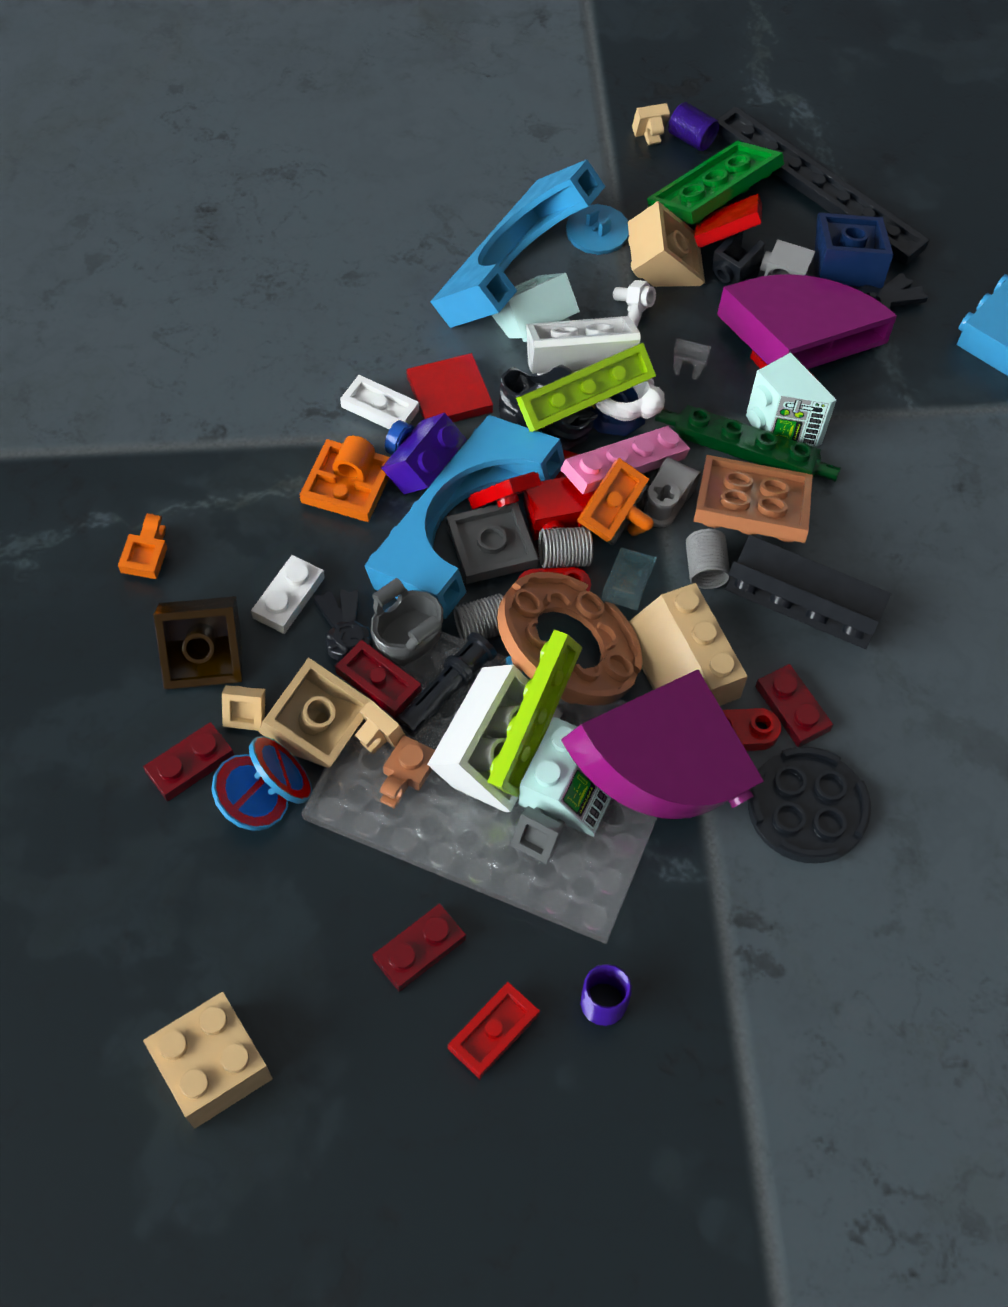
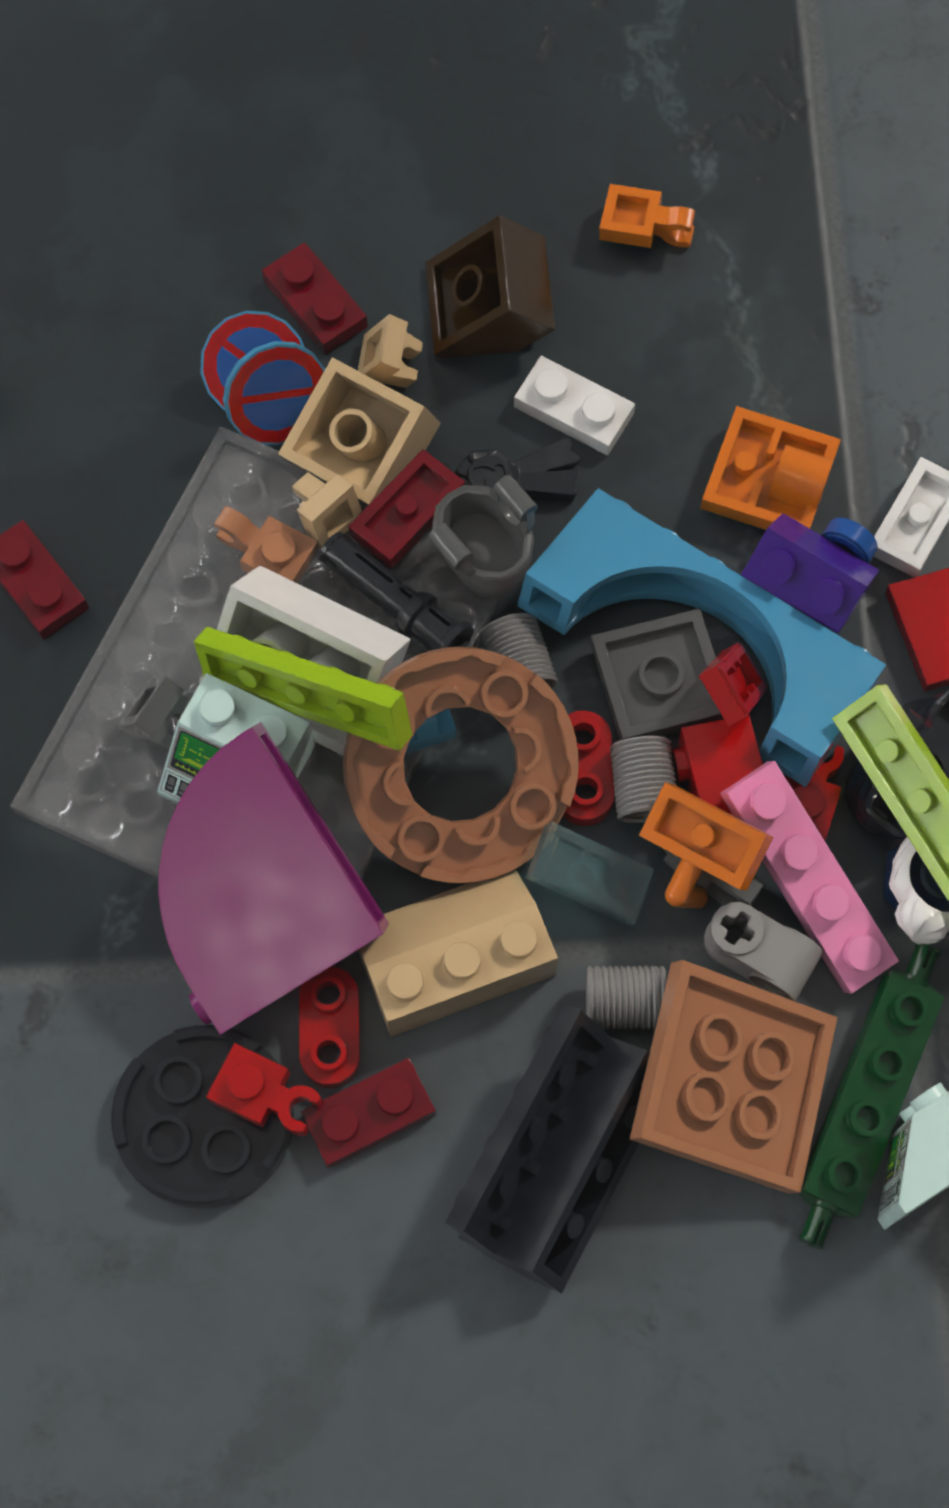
camera: 95 degrees right, 10 degrees up
(793, 761) = (255, 1088): none -> red plate

